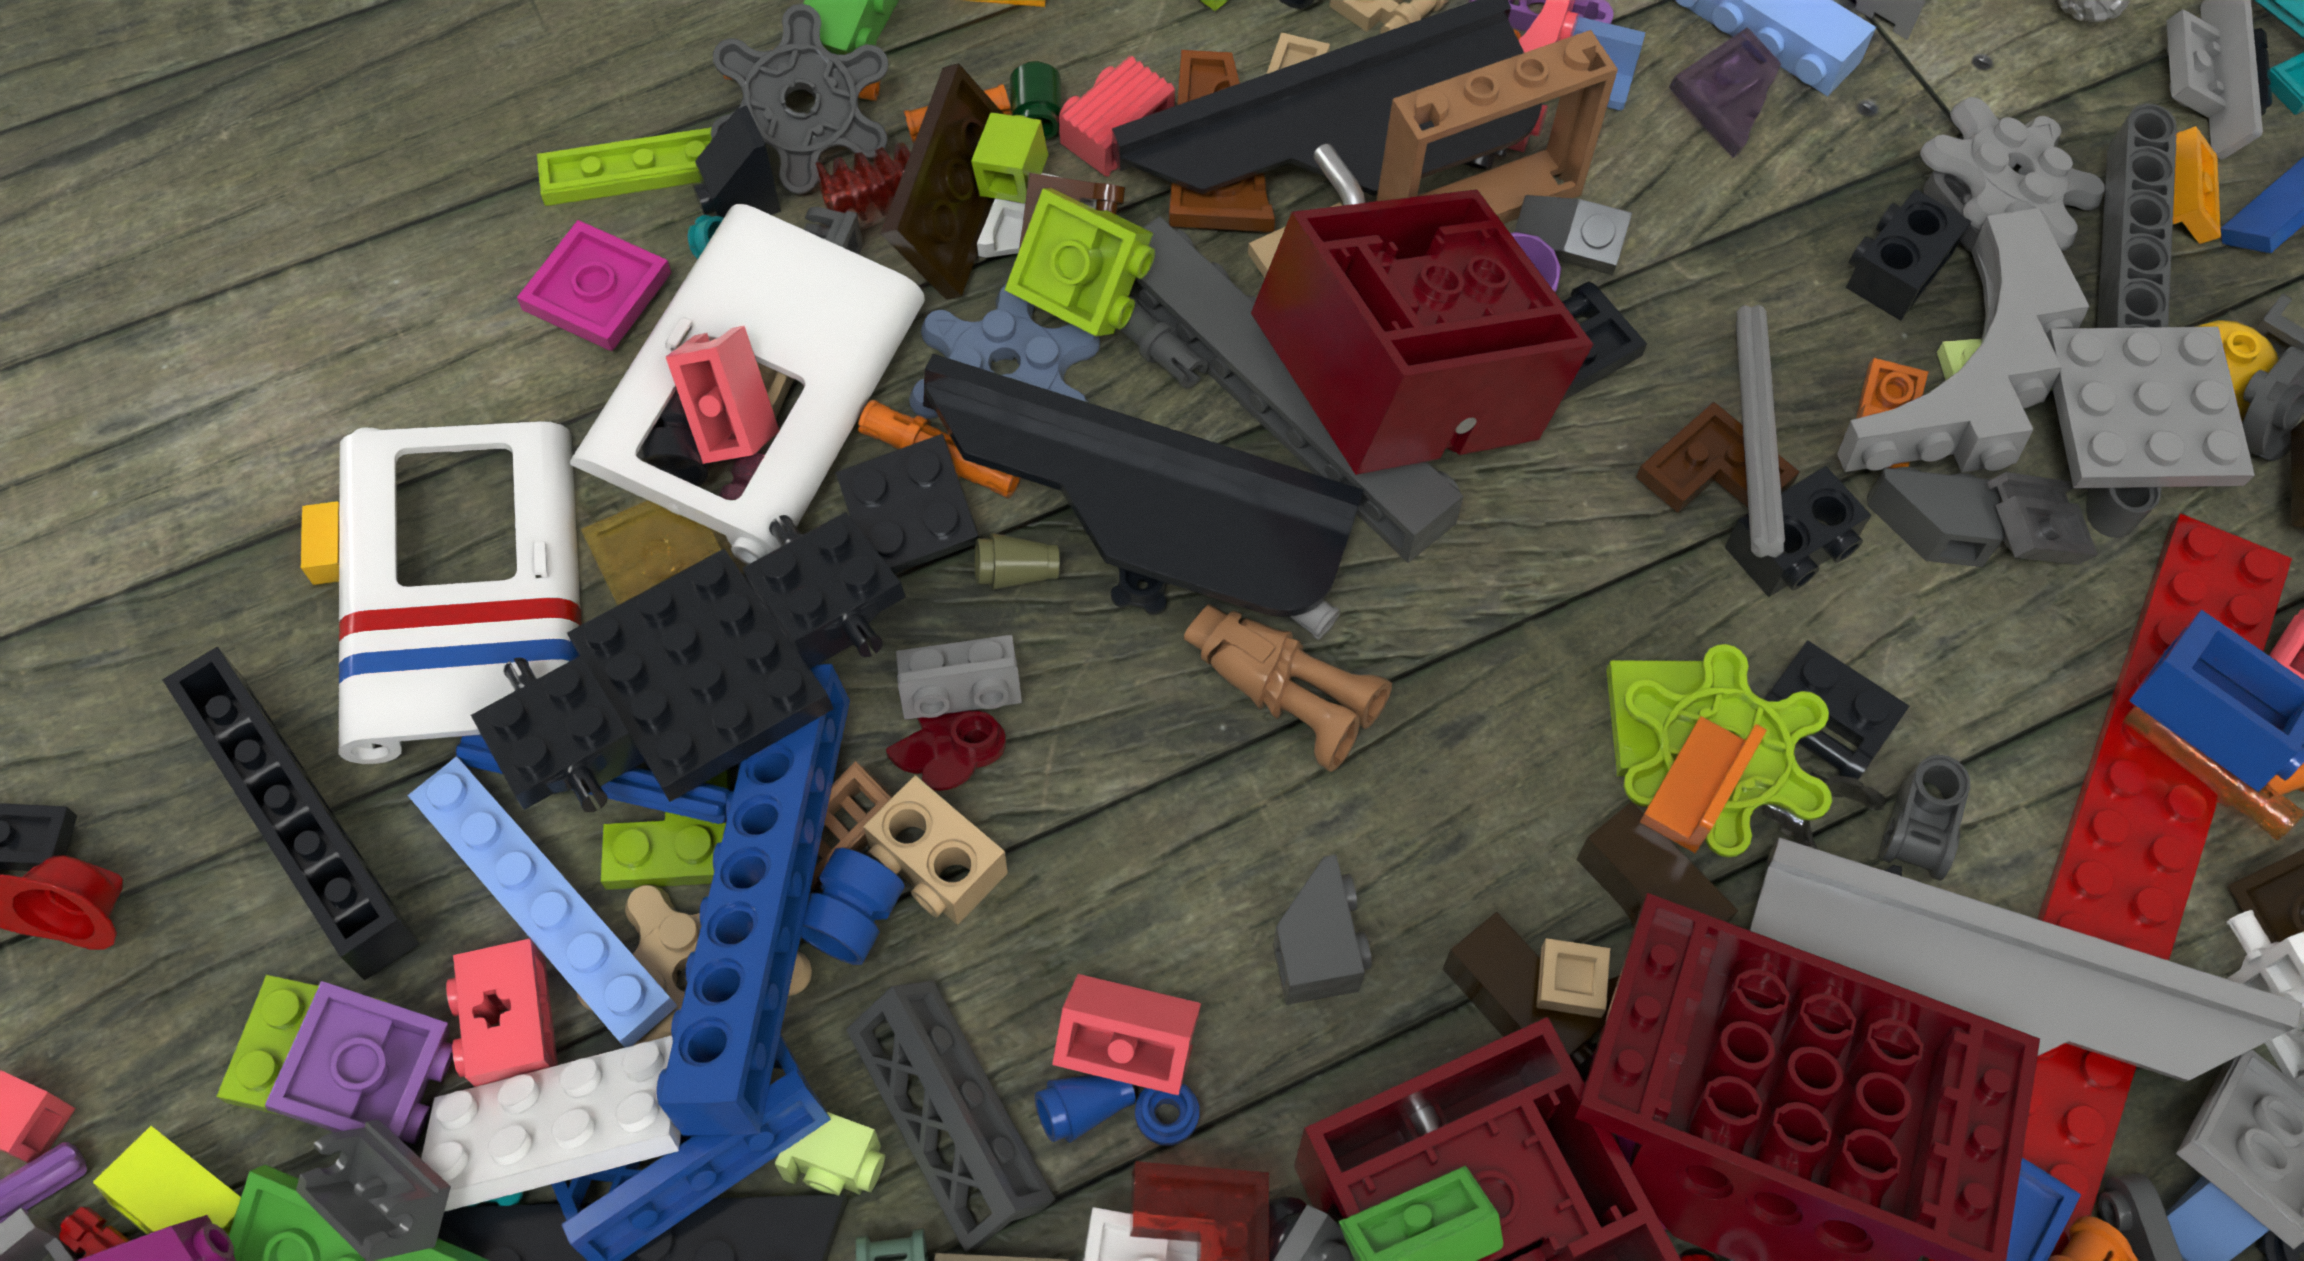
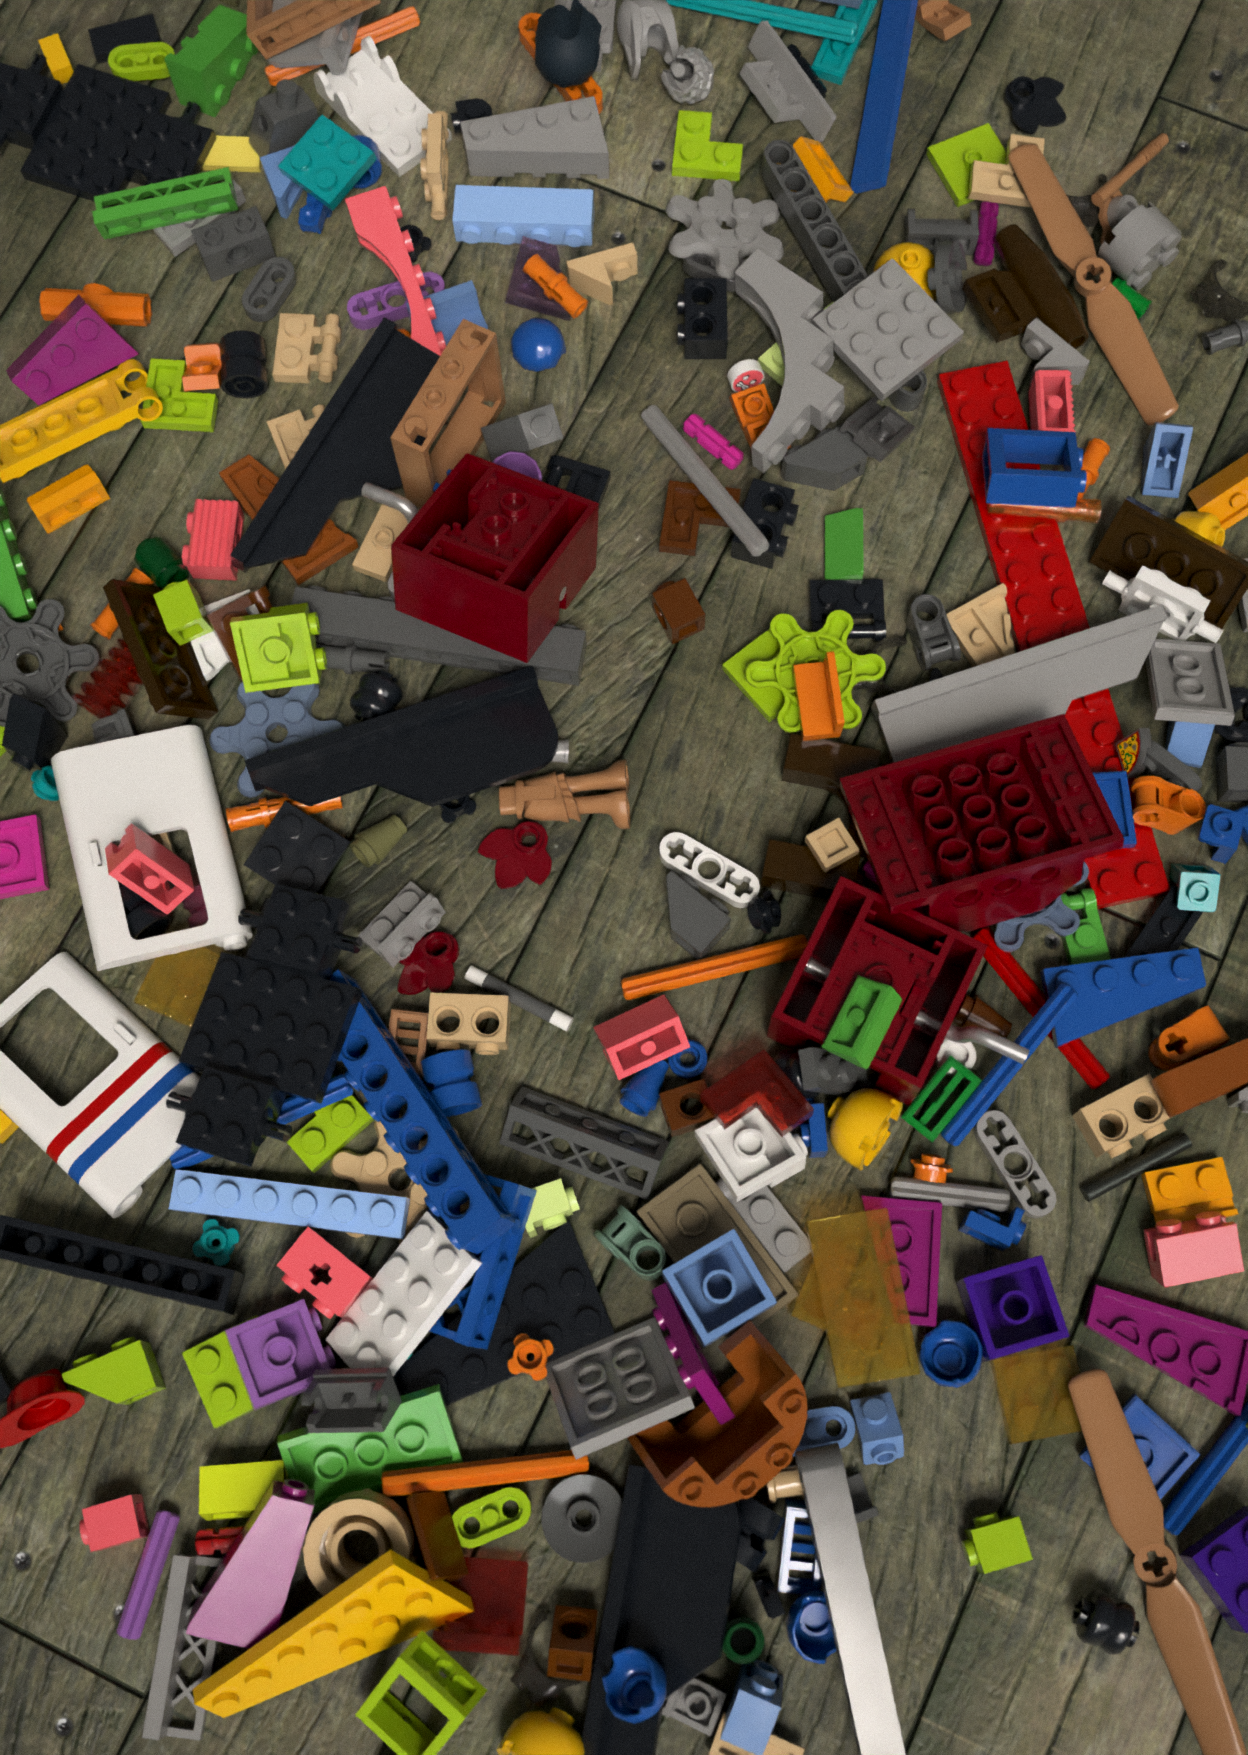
camera: 35 degrees left, 10 degrees up
(178, 943) = (121, 1375): none -> lime slope
(434, 890) = (222, 1252): none -> teal plate
(1023, 873) = (519, 998): none -> dark grey bar
(1093, 1154) = (676, 1120): none -> reddish brown brick
(1152, 396) = (375, 695): none -> black piece
(1159, 704) = (514, 858): none -> dark red plate
(1287, 1018) = (713, 967): none -> orange axle
(1391, 944) = (680, 863): none -> white beam
(1418, 1003) = (764, 912): none -> black plate
(1603, 558) = (678, 610): none -> reddish brown brick
(1672, 154) = (537, 344): none -> blue hair
(1744, 101) = (555, 286): none -> orange pin
(1808, 399) = (713, 441): none -> dark pink axle
(1810, 119) = (594, 272): none -> tan slope
(1888, 630) = (844, 545): none -> bright green slope
(1911, 346) = (745, 375): none -> tile
(2009, 858) = (983, 627): none -> tan wing
(2044, 79) = (698, 156): none -> lime plate
(2111, 1176) = (1133, 751): none -> tile

